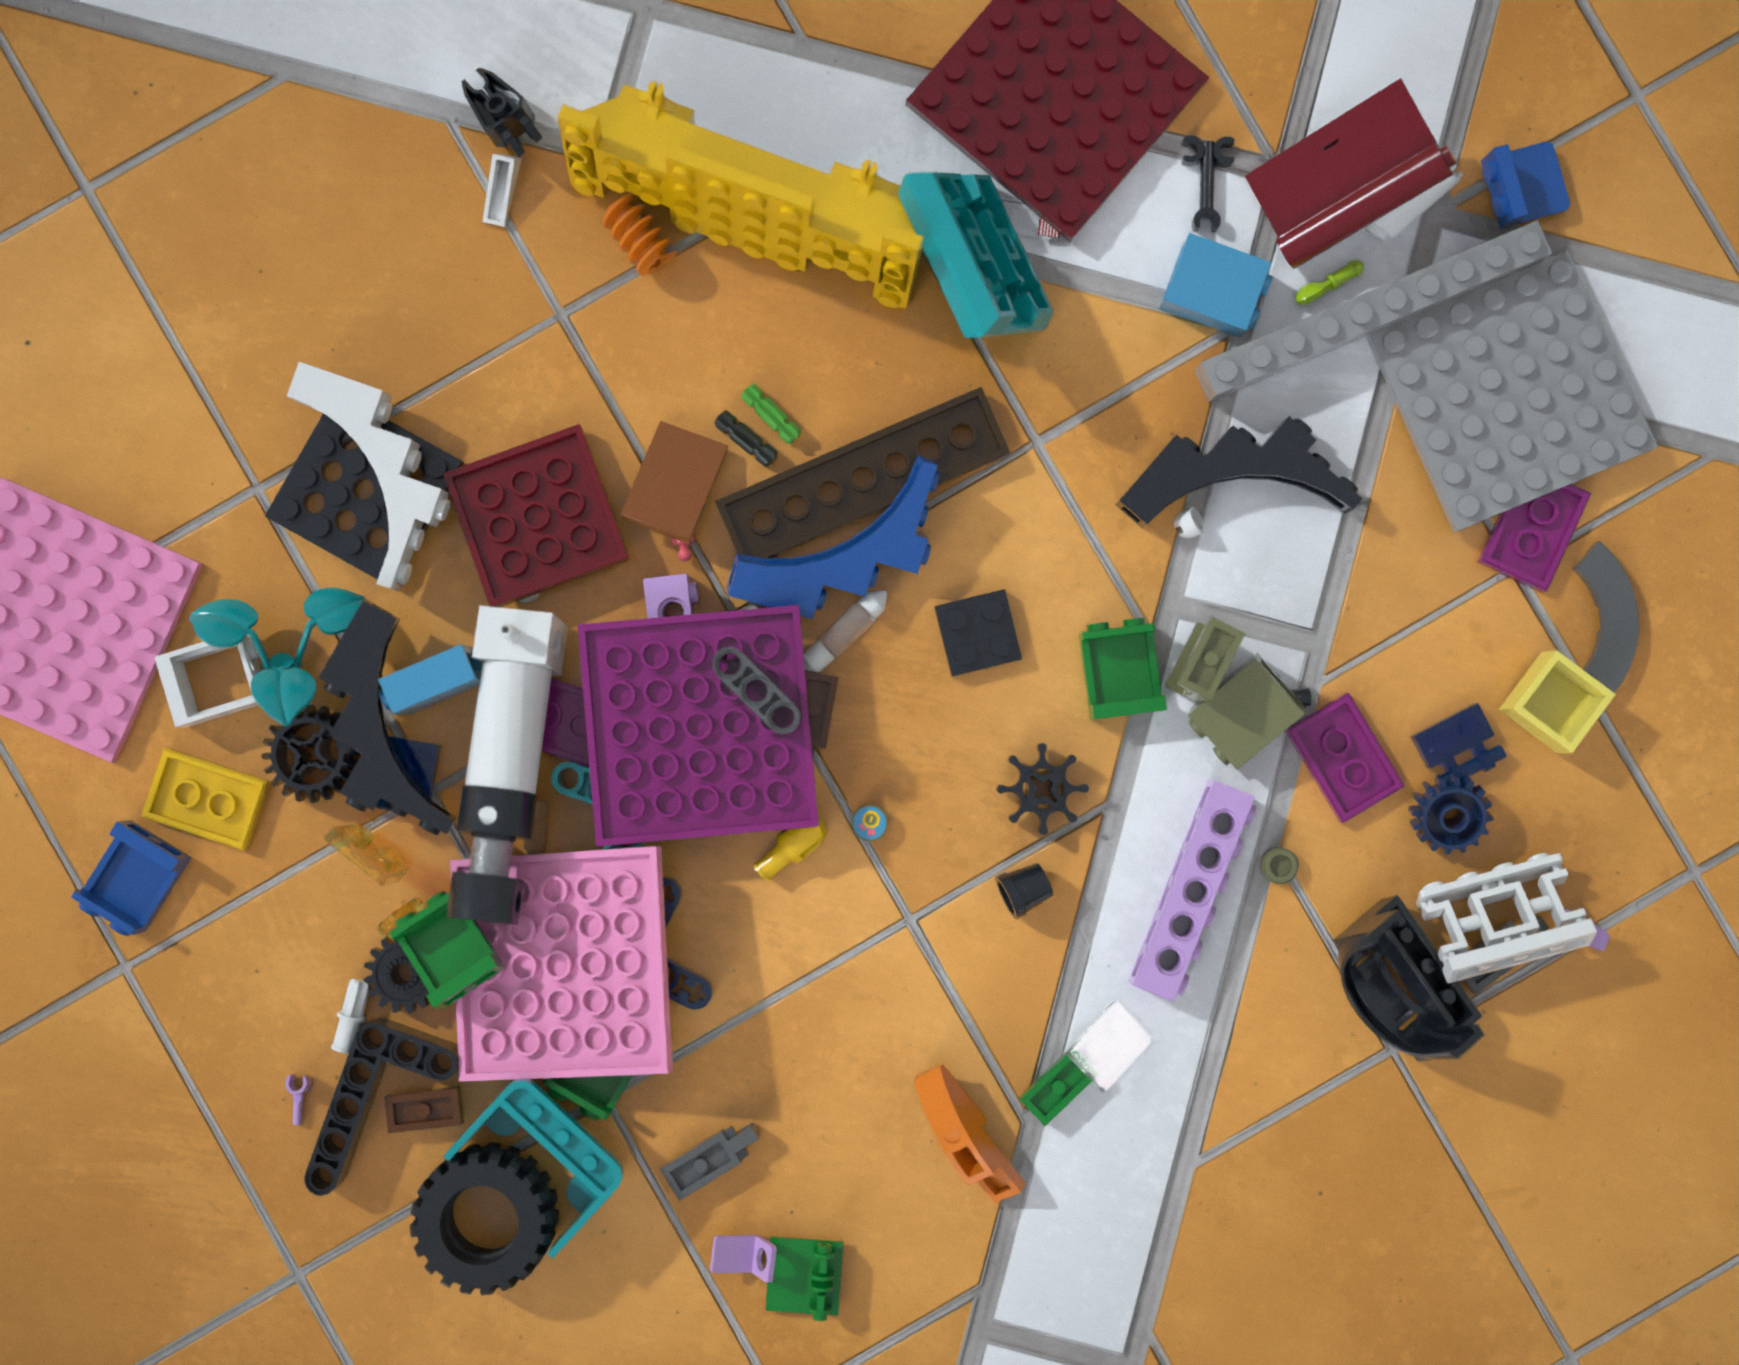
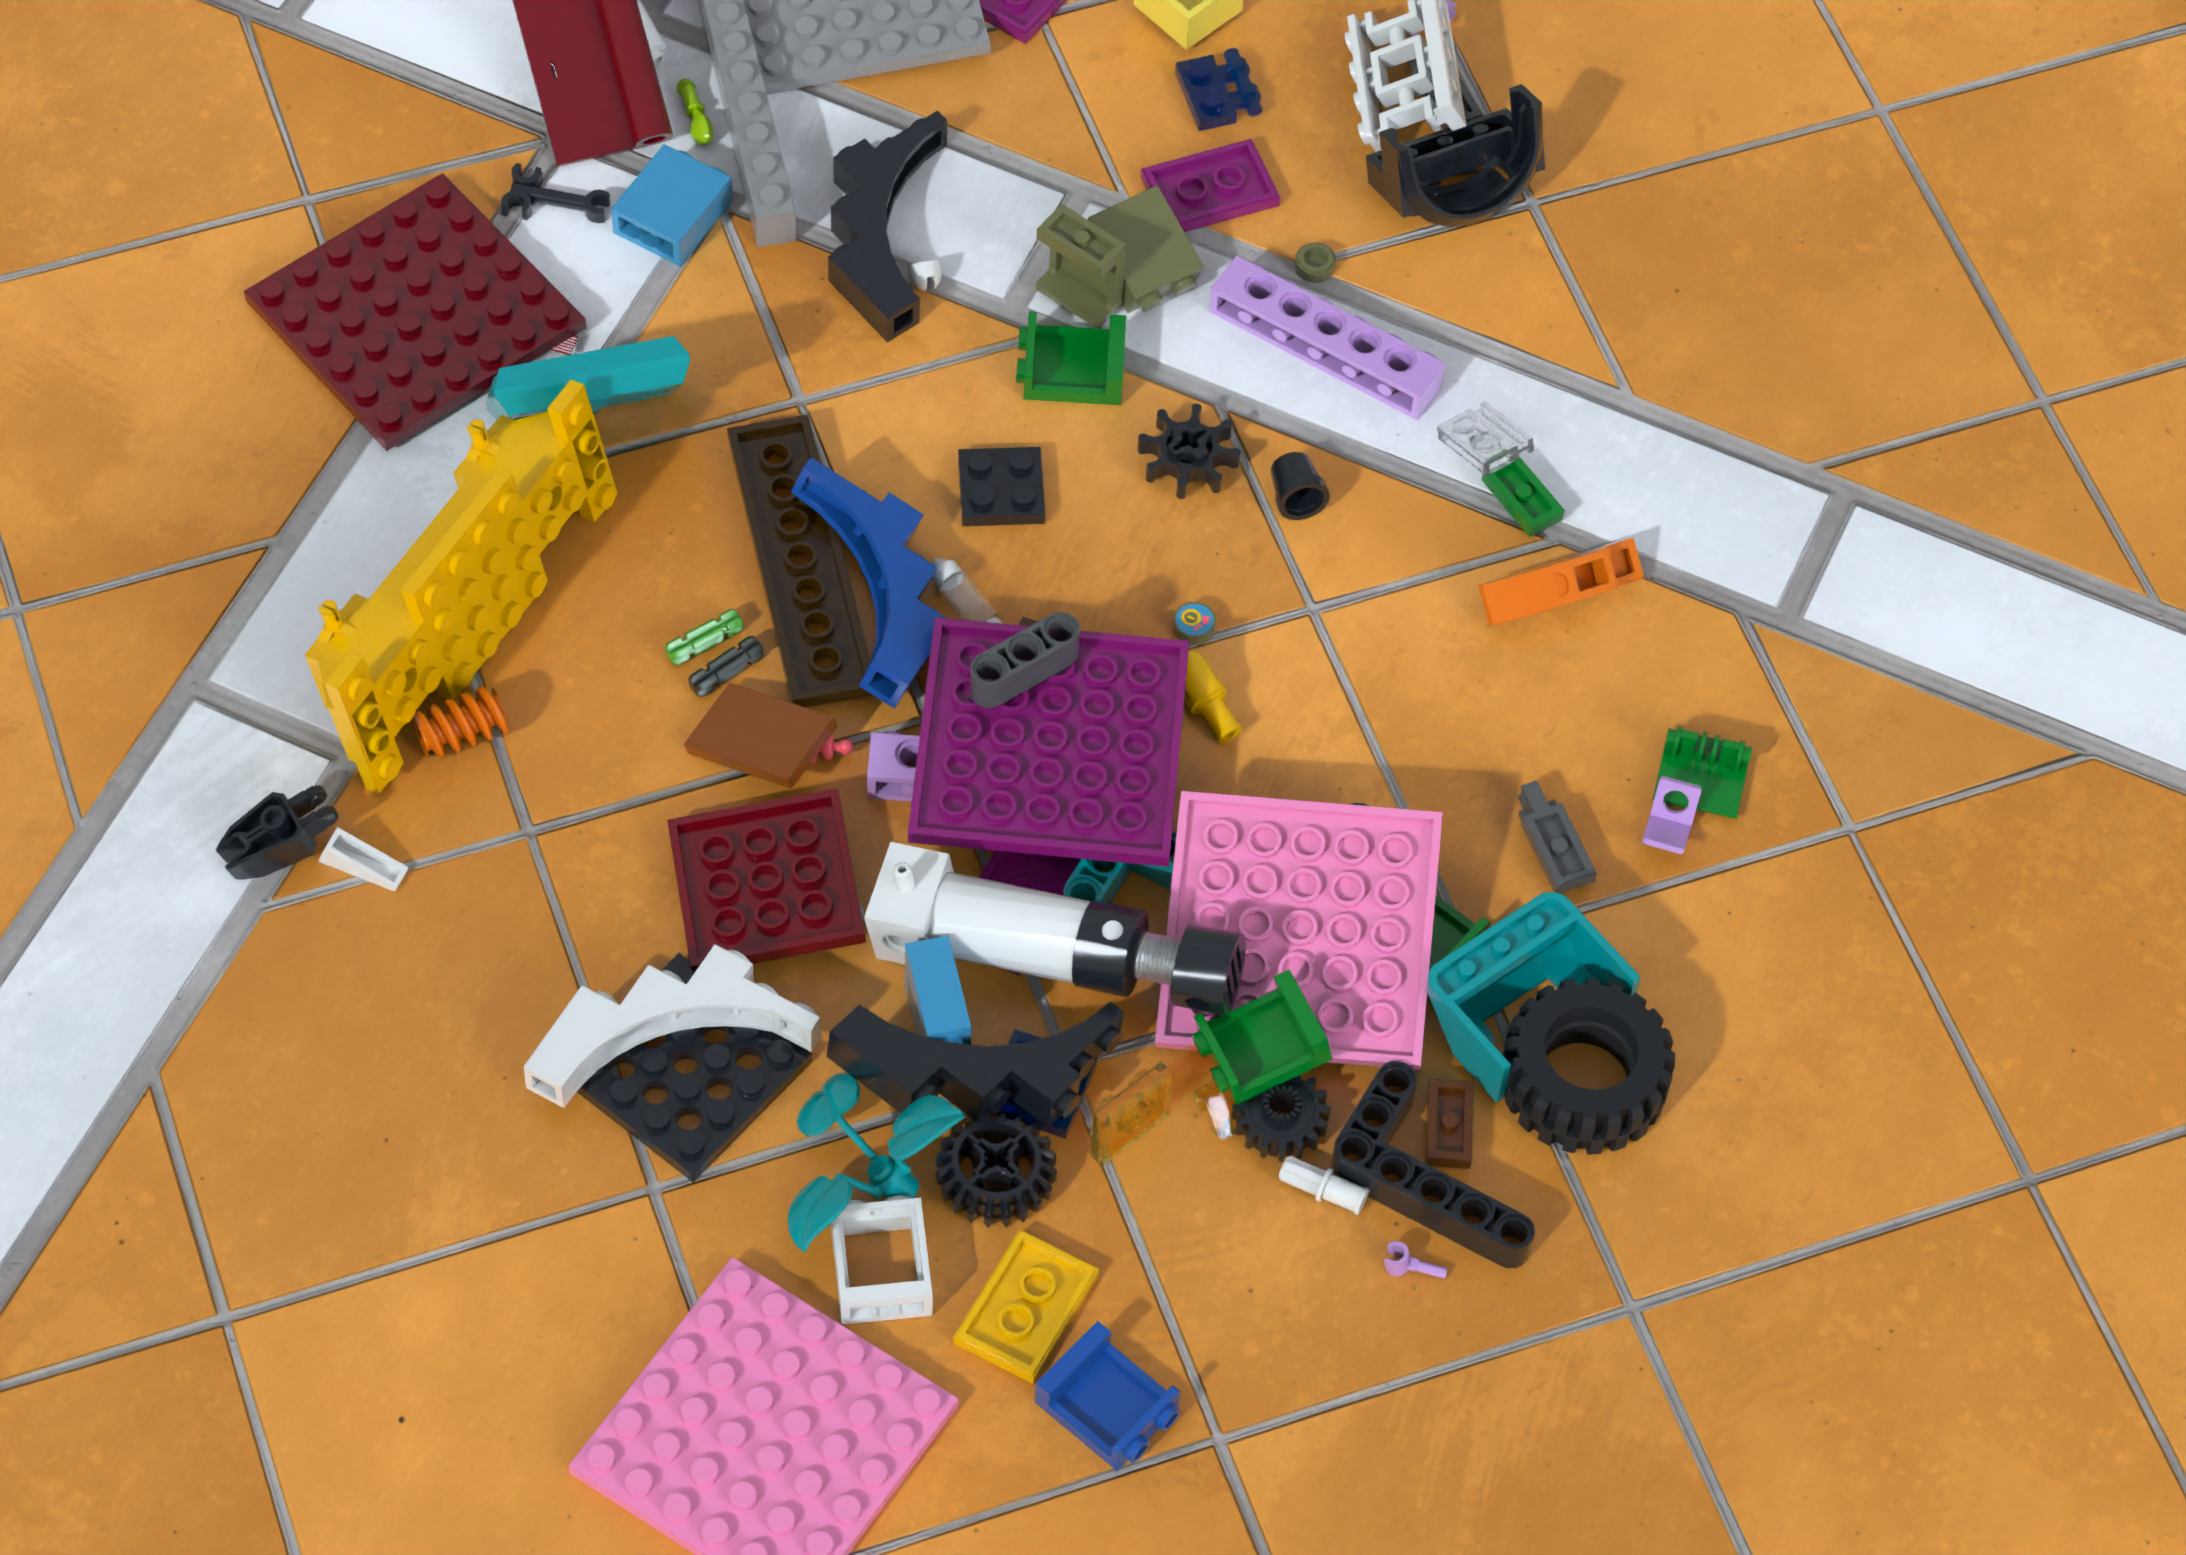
camera: 85 degrees left, 30 degrees down
(1456, 831) = (1288, 100): dark blue gear -> none

